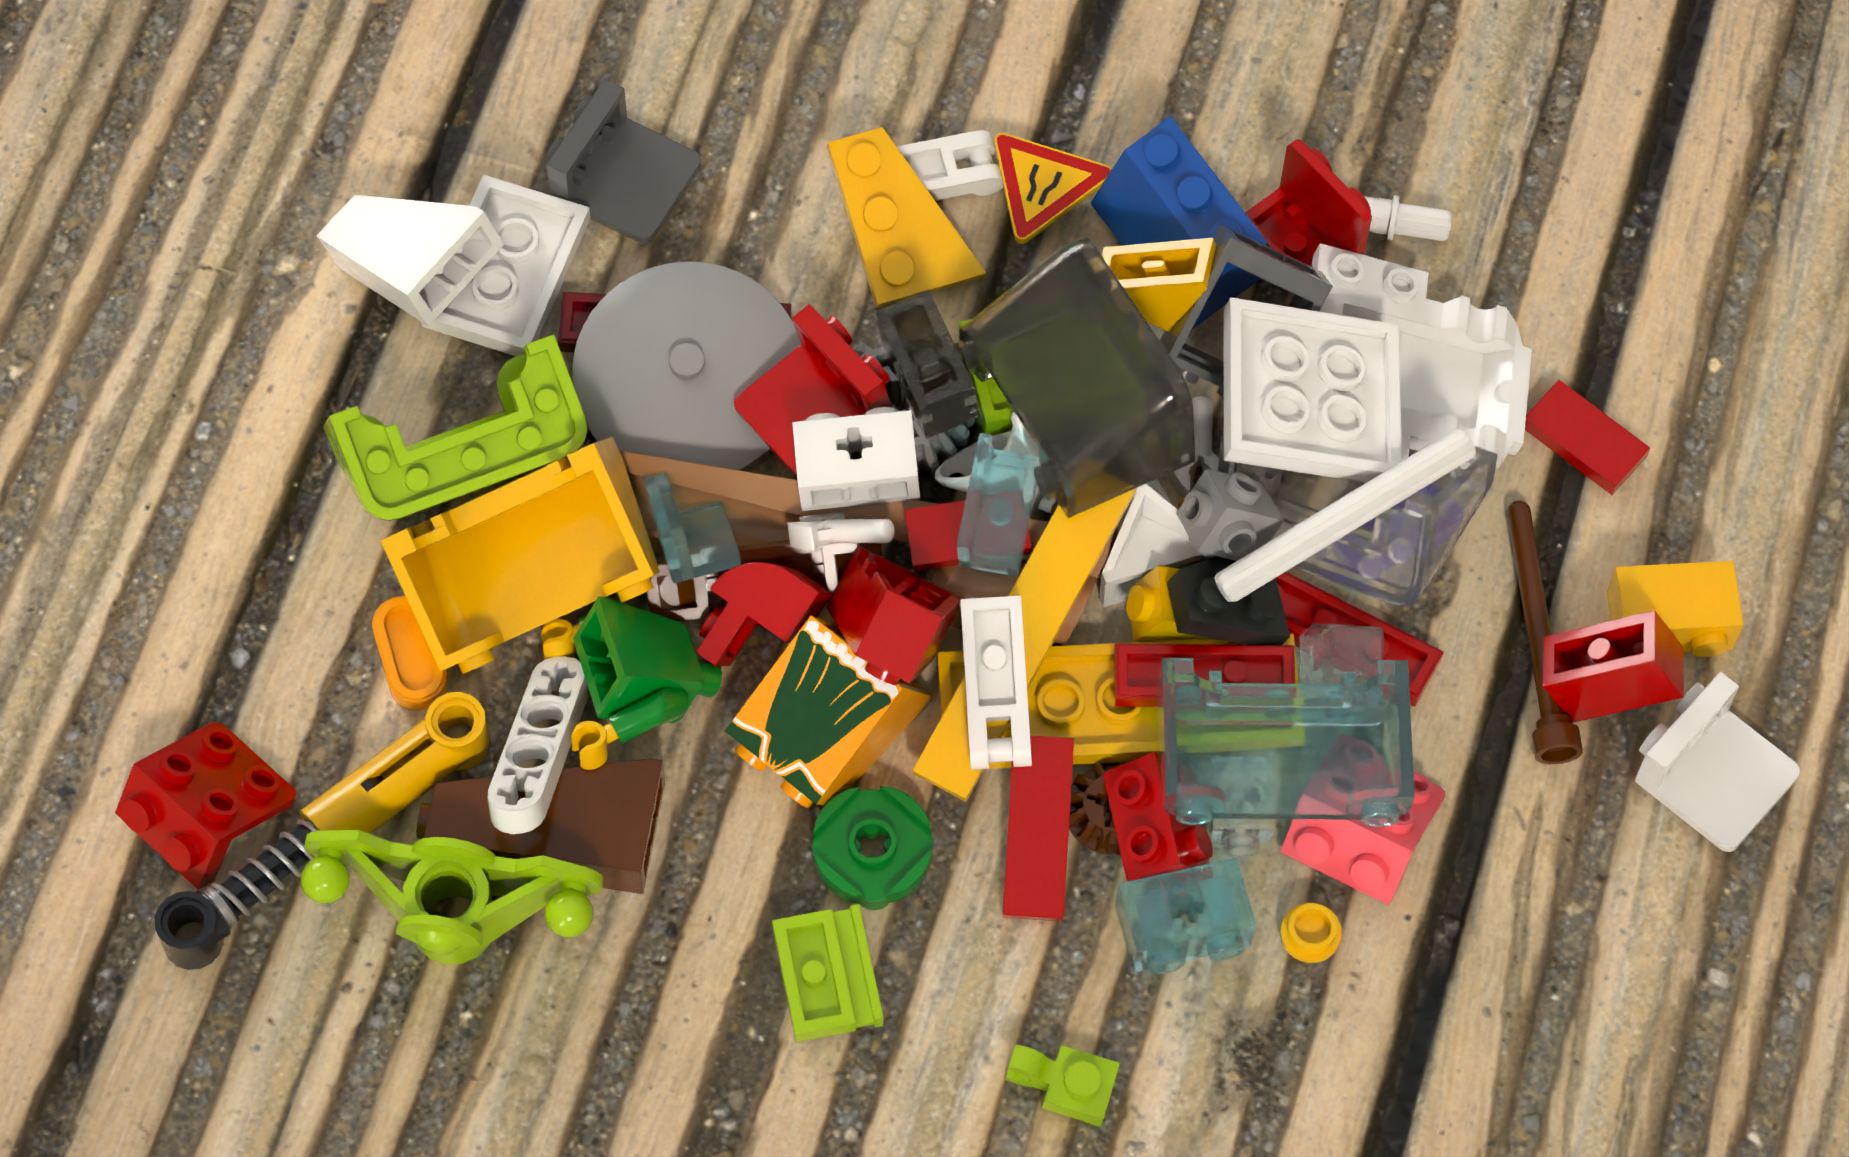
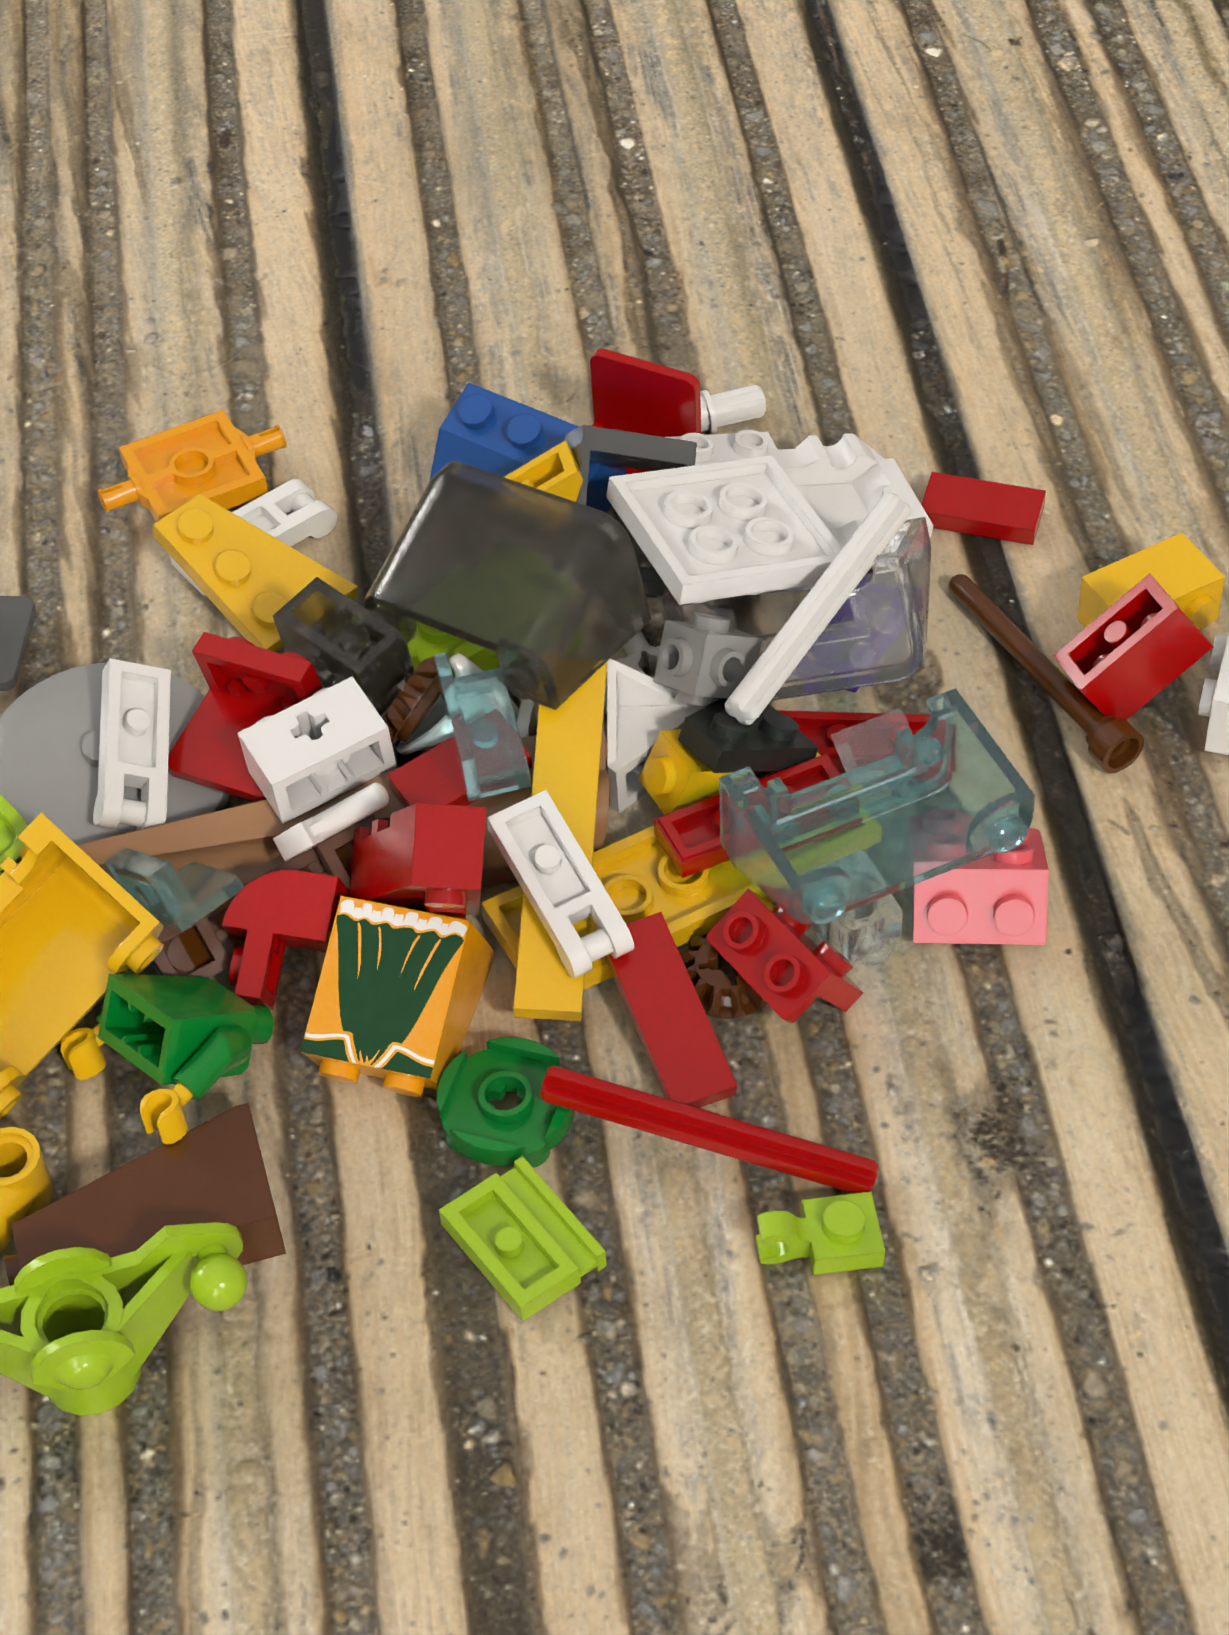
camera: 20 degrees left, 15 degrees down
(537, 743) = (107, 1144): white beam -> none
(711, 377) = (133, 745): none -> white plate
(899, 75) = (192, 460): none -> light orange plate
(958, 445) = (413, 702): none -> reddish brown gear
(1017, 951) = (709, 1130): none -> red axle
(1043, 183) = (373, 498): piece -> none
(1207, 894) = (857, 1030): clear light blue brick -> none
(1310, 932) = (987, 996): yellow plate -> none

